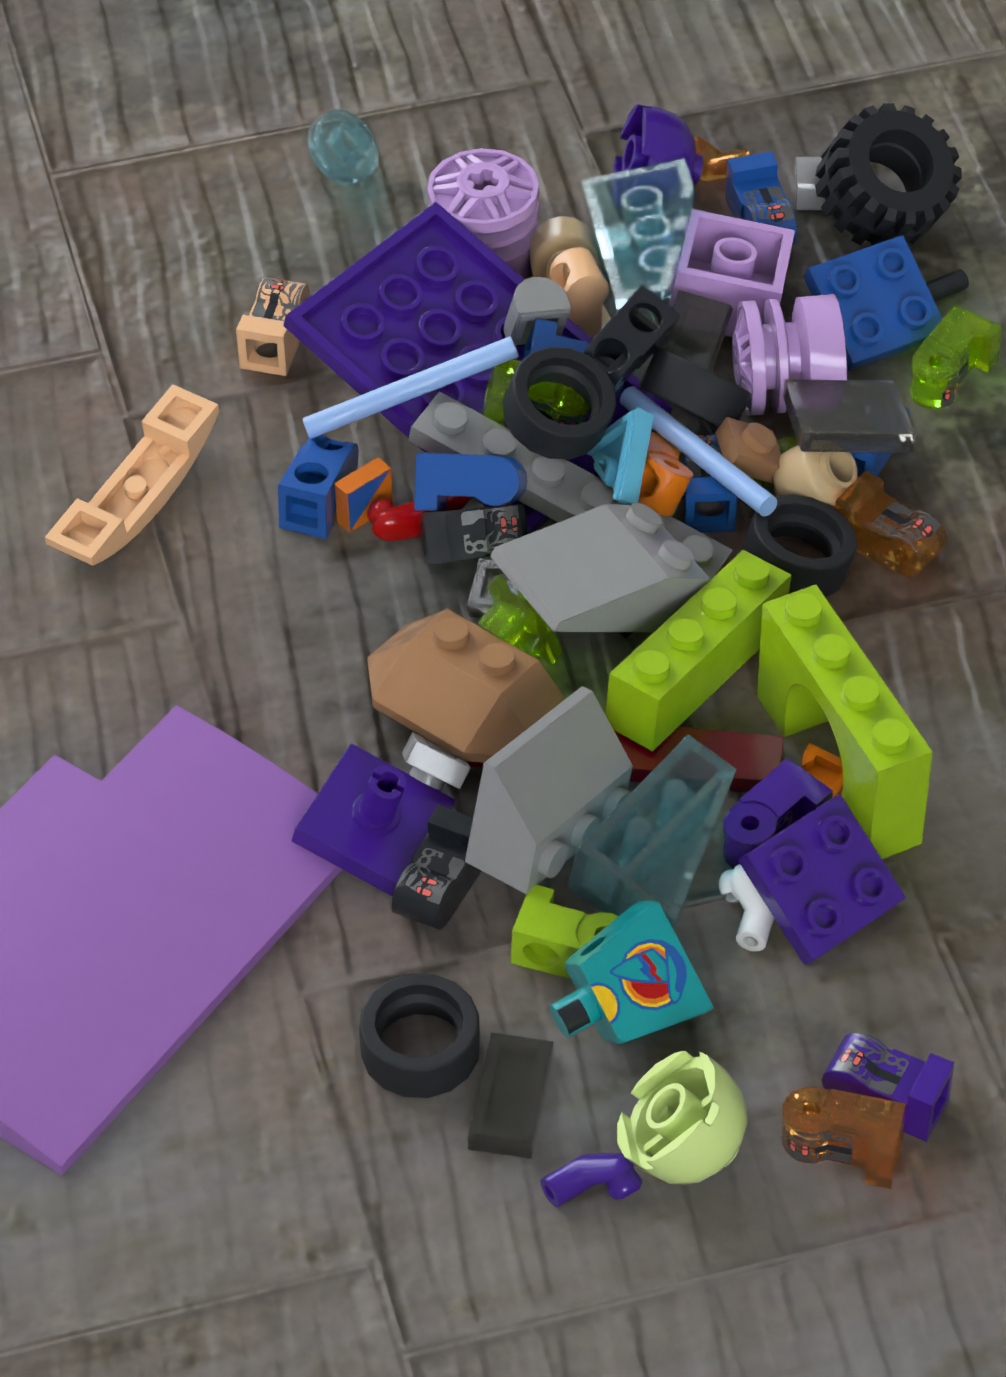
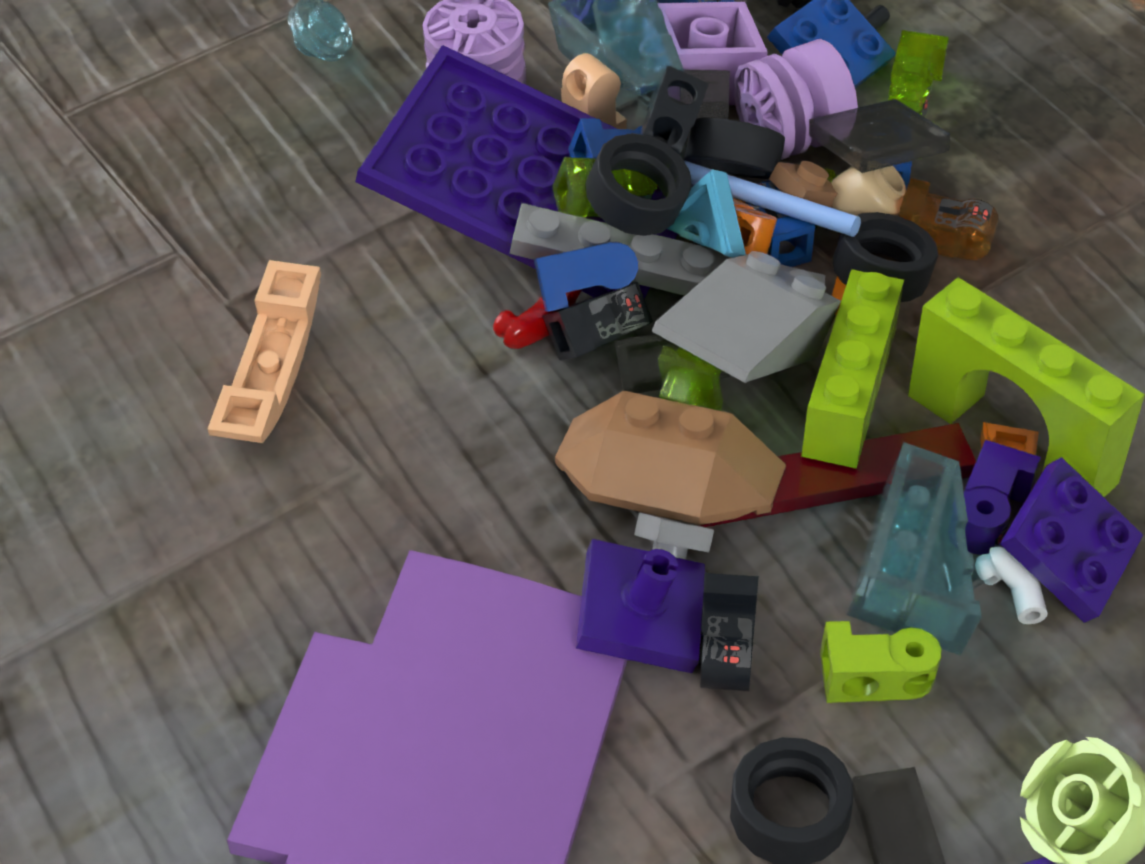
camera: 20 degrees left, 0 degrees up
(265, 325) = (328, 185): light nougat leg -> none
(308, 485) = (435, 317): blue leg -> none
(359, 491) = (480, 312): orange tile -> none
(410, 387) = (496, 205): light blue bar -> none
(536, 299) = (569, 105): light grey brick -> none
(547, 793) = (809, 538): light grey slope -> none
(557, 236) = (545, 64): tan head -> none
(631, 979) = (966, 684): teal torso -> none

